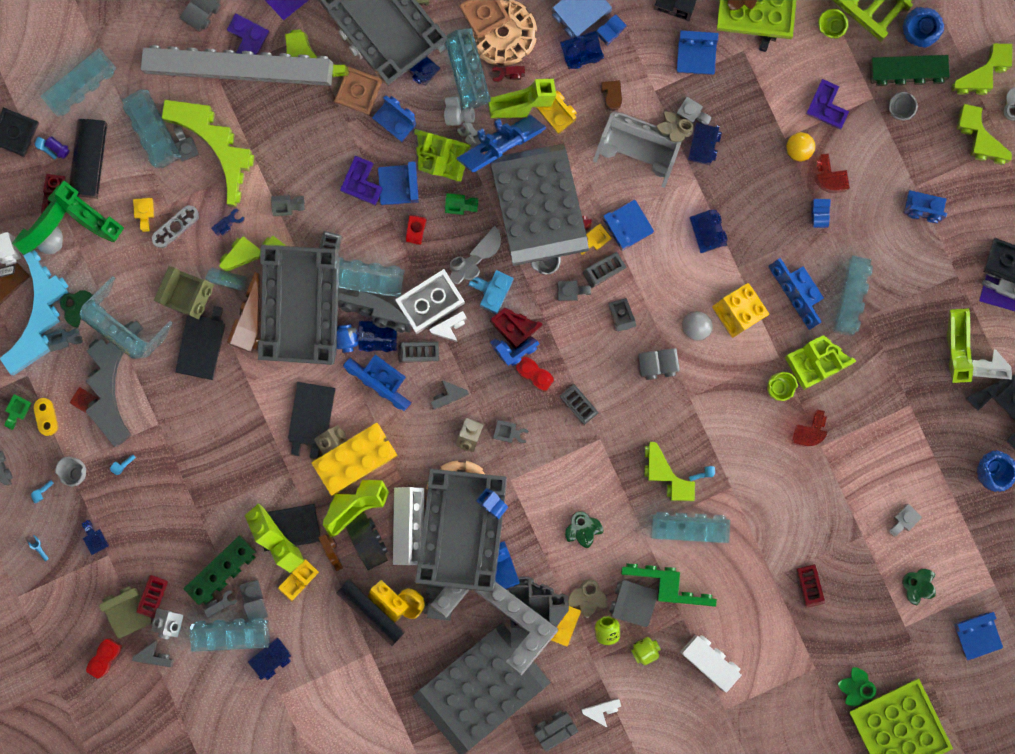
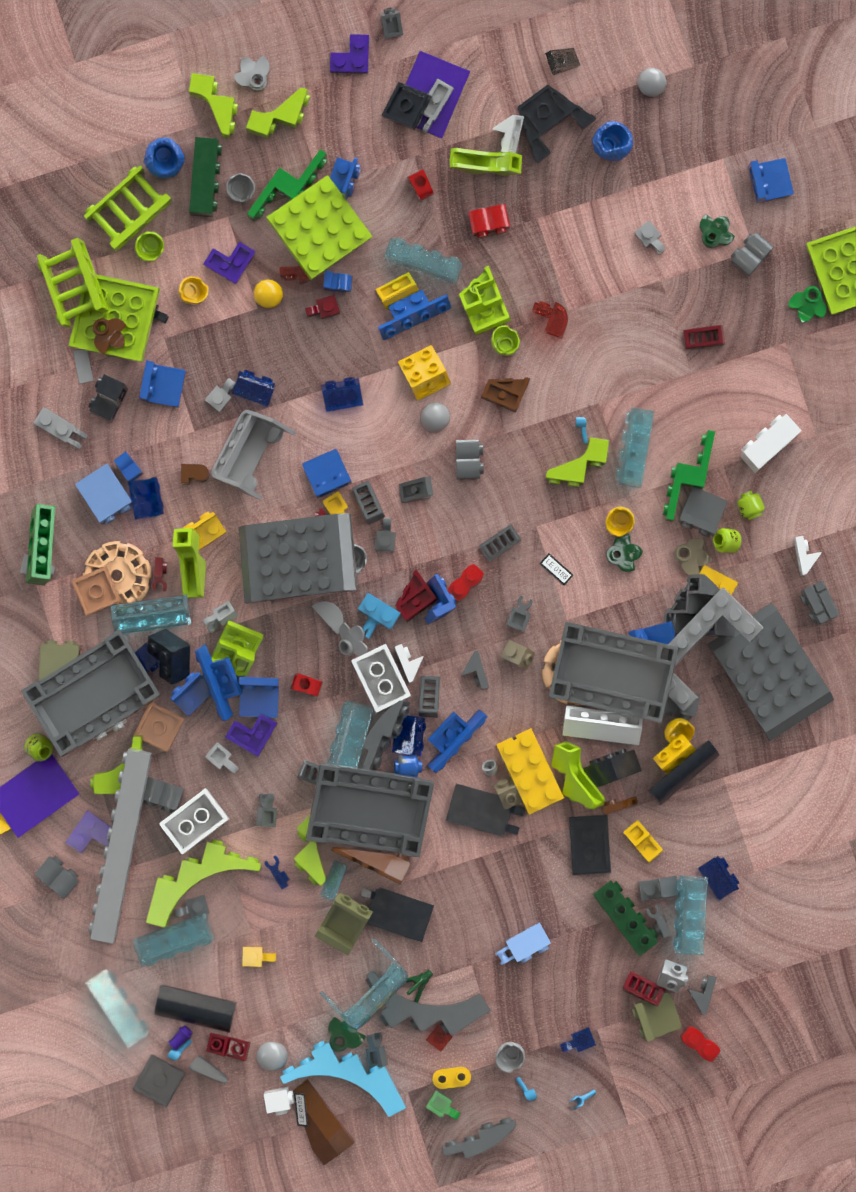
camera: 80 degrees left, 0 degrees up
(29, 176) = (205, 1068): none -> slope
(42, 228) = (258, 1055): green slope -> none
(86, 215) = (254, 1014): green slope -> none
(117, 468) = (512, 1010): dark azure hand -> none
(136, 375) = (420, 982): none -> dark green plant
(183, 214) = (267, 925): light grey beam -> none
(183, 474) = (525, 944): none -> light blue brick
(269, 135) = (194, 821): none -> white brick
(269, 536) = (597, 864): lime arch -> none
(292, 101) = (163, 794): none -> dark grey brick
(335, 154) = (220, 757): none -> light grey plate
(358, 418) = (487, 764): none -> light grey hinge
(410, 143) = (220, 679): none -> blue bracket
(430, 93) = (173, 655): none -> black brick
(455, 115) = (196, 632): light grey piece -> none
(457, 204) = (286, 640): green plate -> none
(492, 503) = (592, 638): blue leg -> none
(500, 141) = (229, 589): blue piece -> none
(559, 464) = (556, 569): none -> sticker
(614, 521) = (619, 521): none -> yellow hair
(675, 127) = (234, 414): dark tan plate -> none
(730, 393) = (505, 392): none -> reddish brown wing
(794, 71) = (192, 290): none -> yellow hair
(794, 205) = (325, 307): none -> dark red plate
(820, 273) = (397, 289): none -> yellow slope
(872, 187) = (319, 227): none -> lime plate
(900, 624) = (752, 254): none -> dark grey brick
(901, 357) = (489, 220): none -> red brick
(911, 153) = (287, 185): none -> green bracket
(928, 284) = (421, 185): none -> red leg

